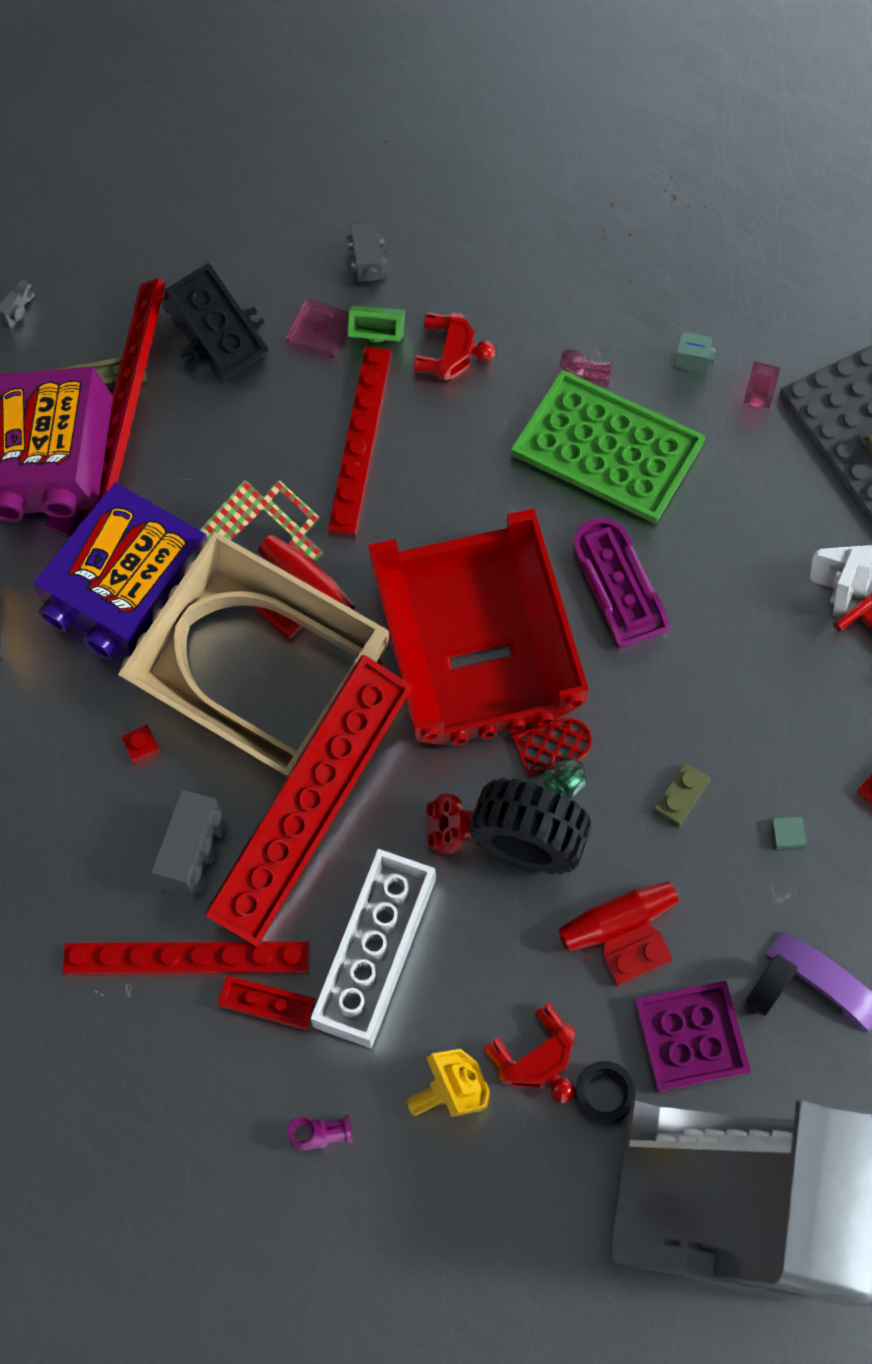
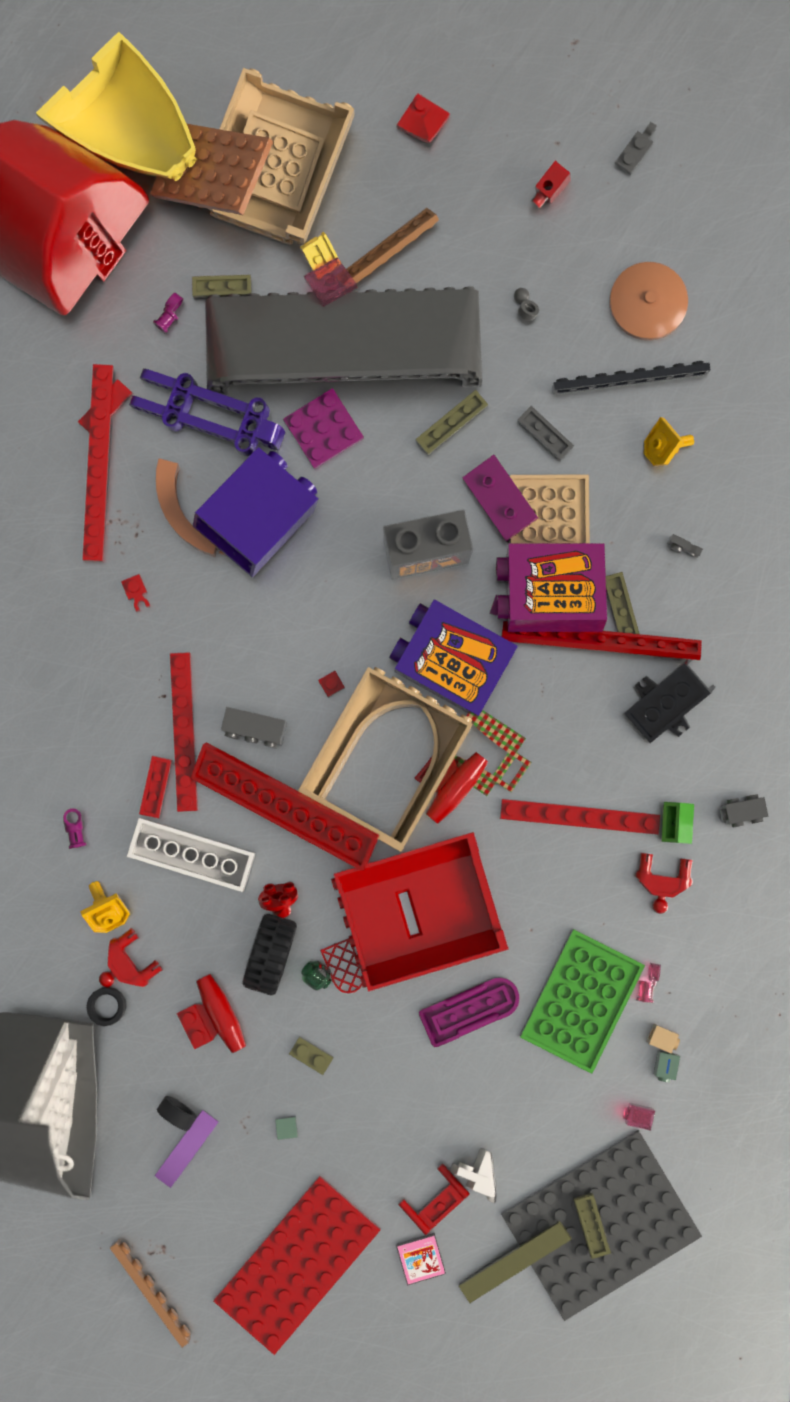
camera: 80 degrees right, 20 degrees up
(319, 328) = (677, 779): clear pink plate -> none
(658, 355) = (663, 1038): none -> tan brick
(692, 1036) = (144, 1061): magenta plate -> none

